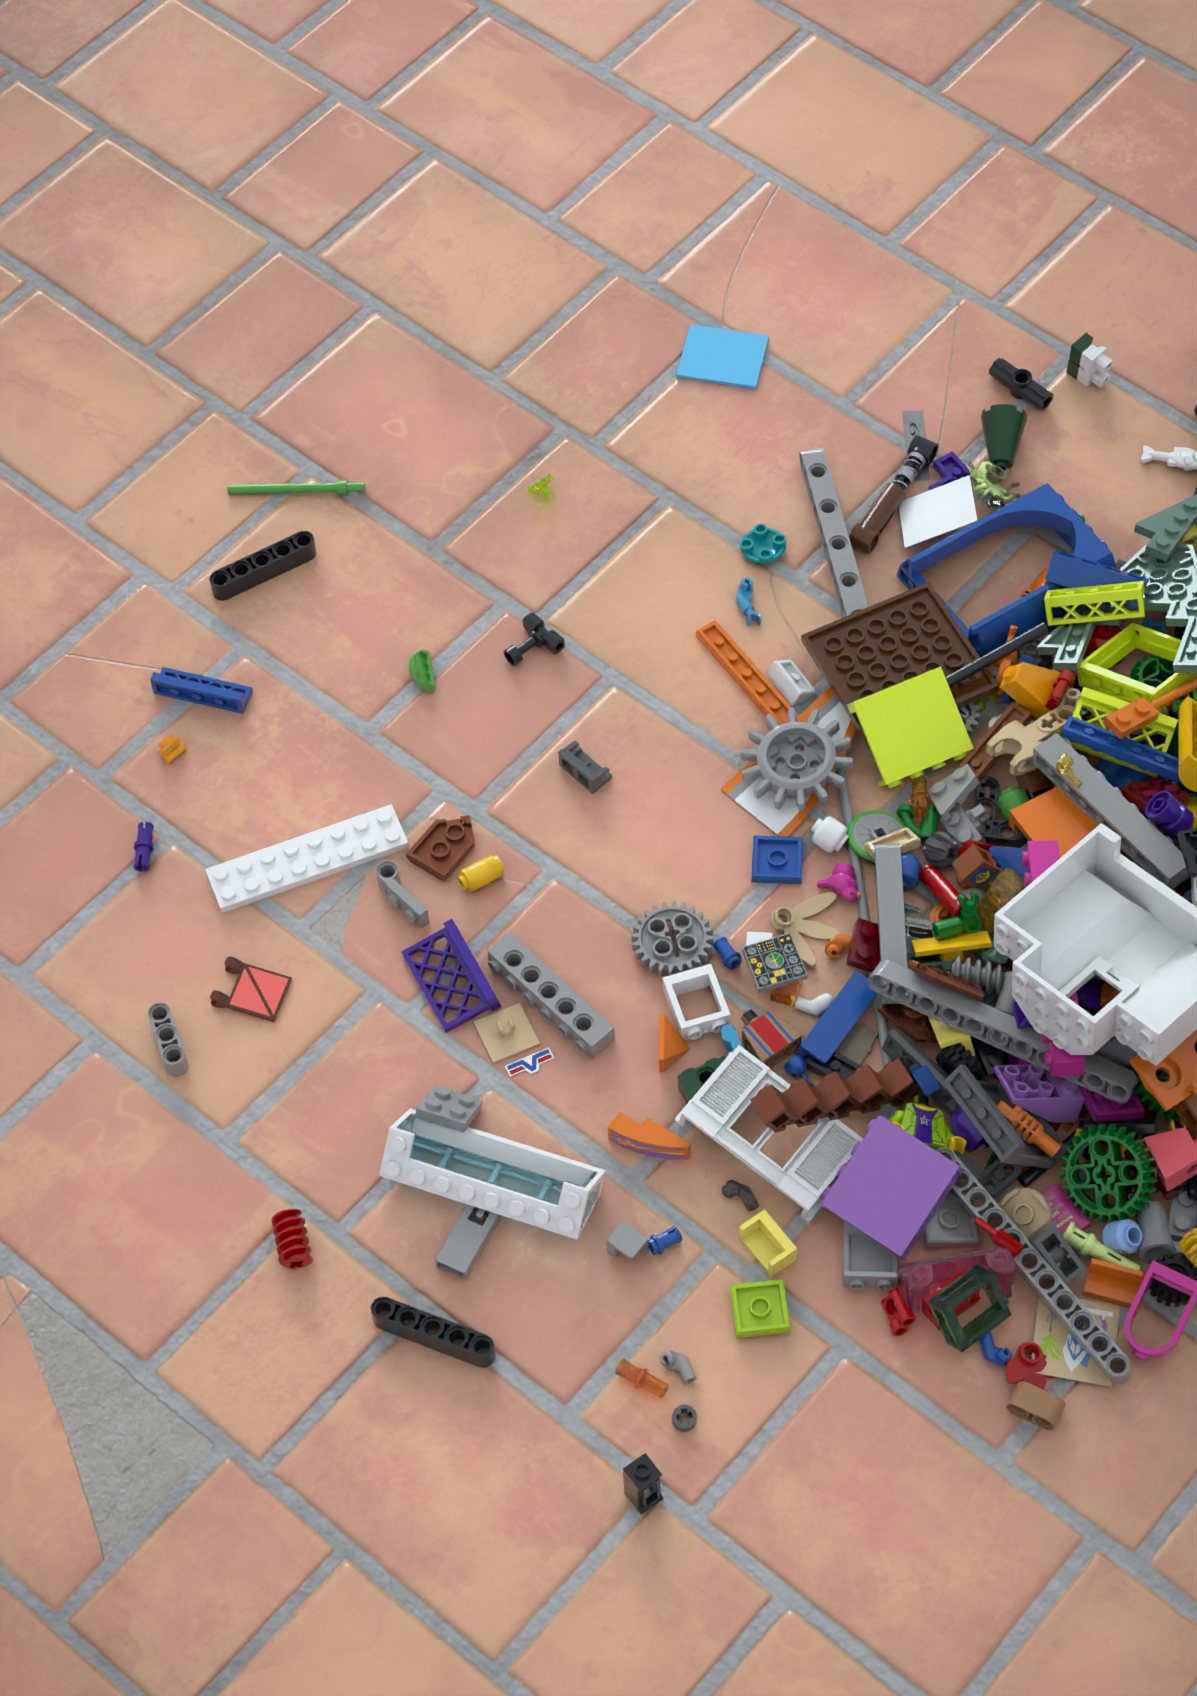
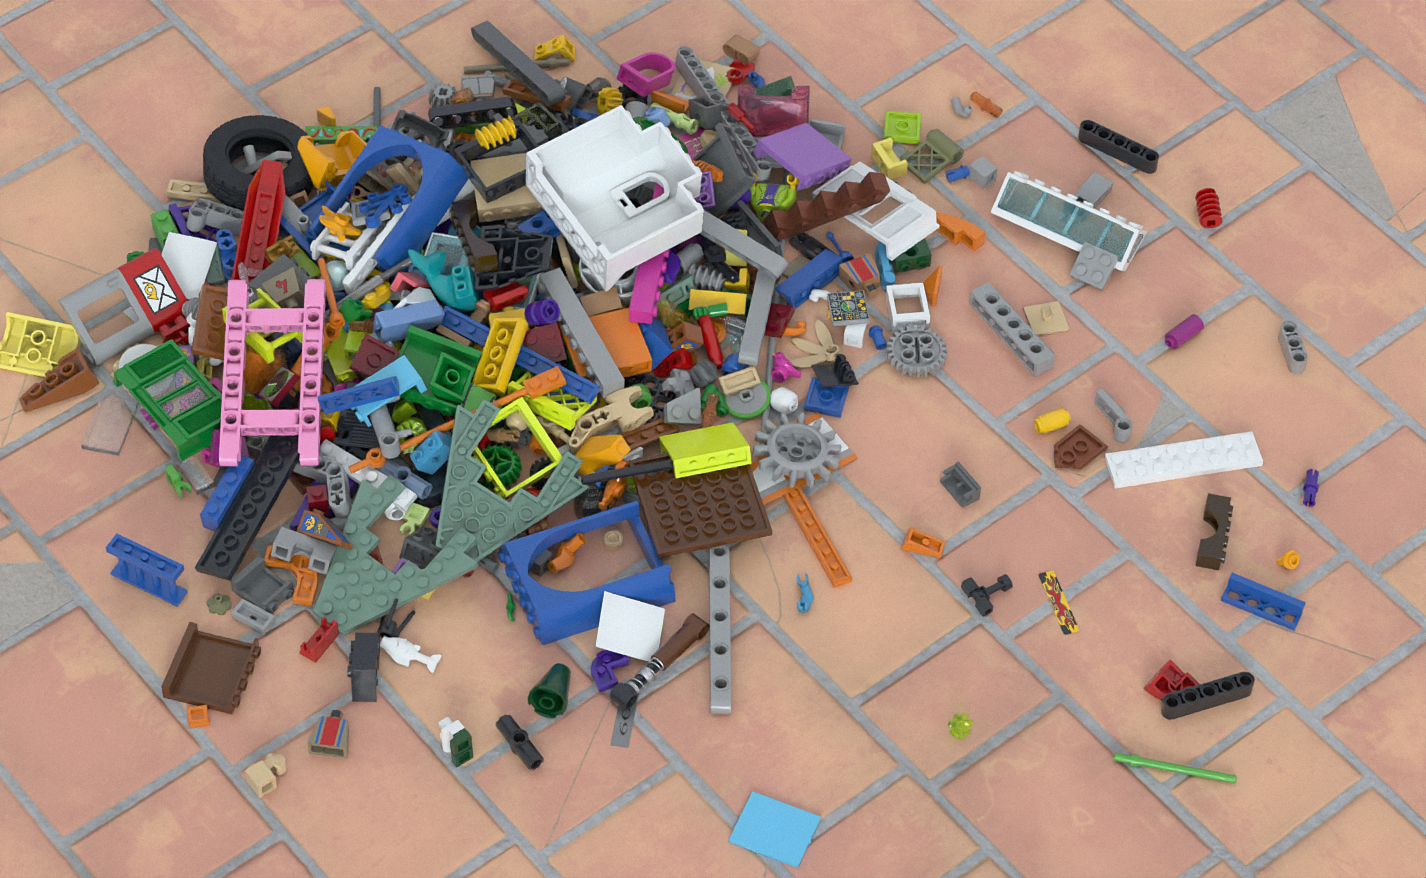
camera: 175 degrees left, 5 degrees down
(255, 991) = (1228, 374): flag -> none
(266, 737) = (1216, 514): none -> dark brown arch
(308, 578) = (1169, 680): none -> red slope
(317, 1035) = (1184, 331): none -> magenta brick
(421, 670) = (1080, 585): bright green plate -> none
(446, 654) = (1058, 602): none -> sticker
(471, 971) = (1066, 357): dark purple fence -> none
(529, 1063) = (1031, 297): sticker -> none
(619, 690) = (922, 543): none -> orange slope
(637, 1478) = (997, 36): black window -> none
(691, 1422) = (962, 86): dark grey bush -> none
(697, 1282) = (942, 148): none -> olive piece
(763, 544) = (780, 640): teal dish -> none
(772, 882) = (835, 374): none -> black hinge
(790, 682) = (783, 527): white slope -> none
(899, 1317) = (814, 108): red piece -> none
(925, 1079) = (764, 216): blue slope -> none
(947, 980) = (730, 252): copper tile -> none
(991, 477) = (575, 649): animal -> none
(1060, 687) = (582, 438): red piece -> none
(1063, 766) = (607, 354): clear yellow hand -> none
(1079, 572) = (524, 518): blue panel -> none
(1095, 594) = (534, 498): neon yellow fence -> none

